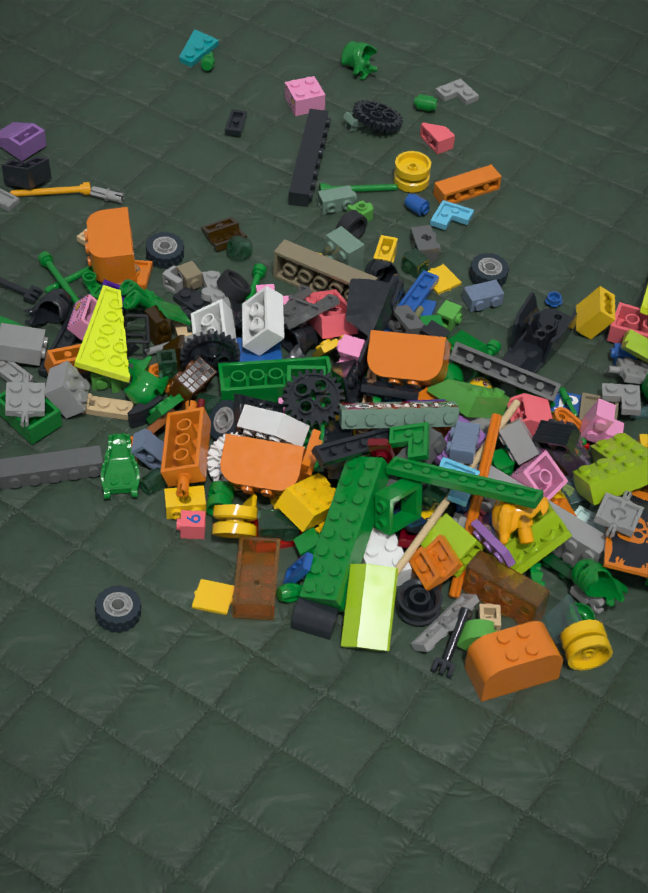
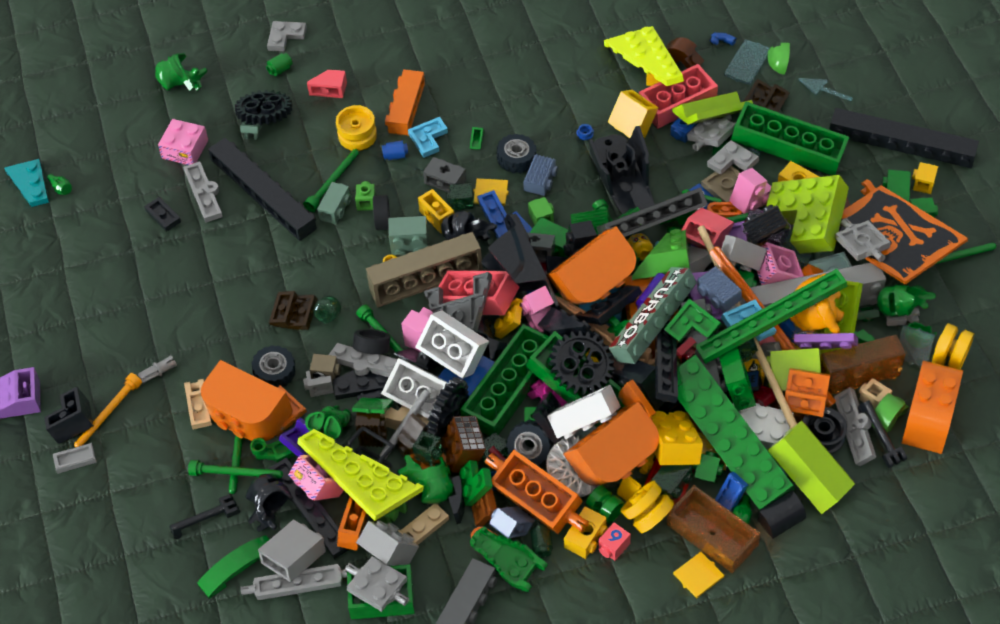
camera: 45 degrees left, 5 degrees up
(275, 130) = (203, 191): none -> light grey hinge
(480, 243) = (476, 138): none -> green piece

